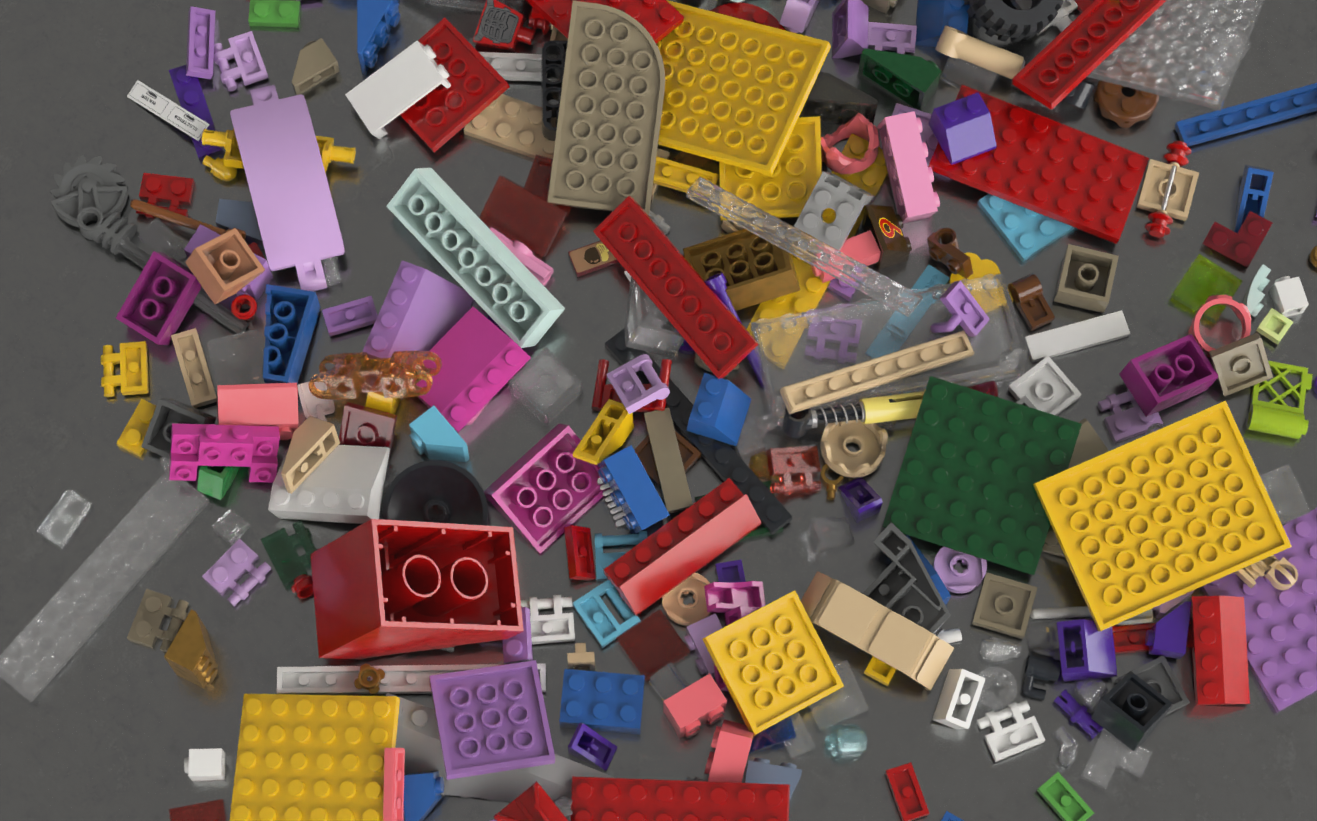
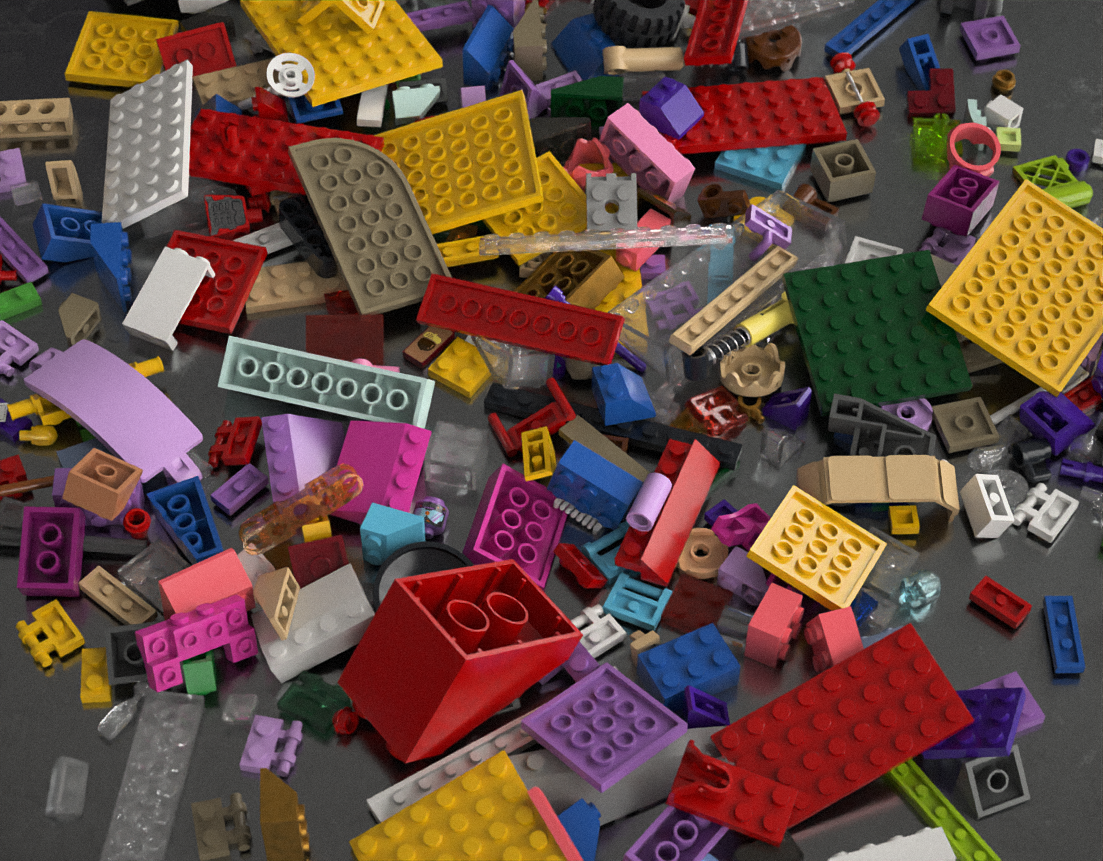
camera: 30 degrees left, 20 degrees down
(136, 478) = (118, 718): none -> clear piece
(368, 671) = (462, 752): pearl gold plate -> none
(375, 271) = (240, 441): none -> red plate
(486, 434) = (434, 515): none -> head
(607, 295) = (460, 368): none -> yellow plate
(630, 387) = (536, 413): lavender plate -> none
(661, 536) = (649, 501): none -> lavender pin
(1077, 336) = (871, 211): white tile -> none
(1241, 364) = (1009, 165): dark tan plate -> none

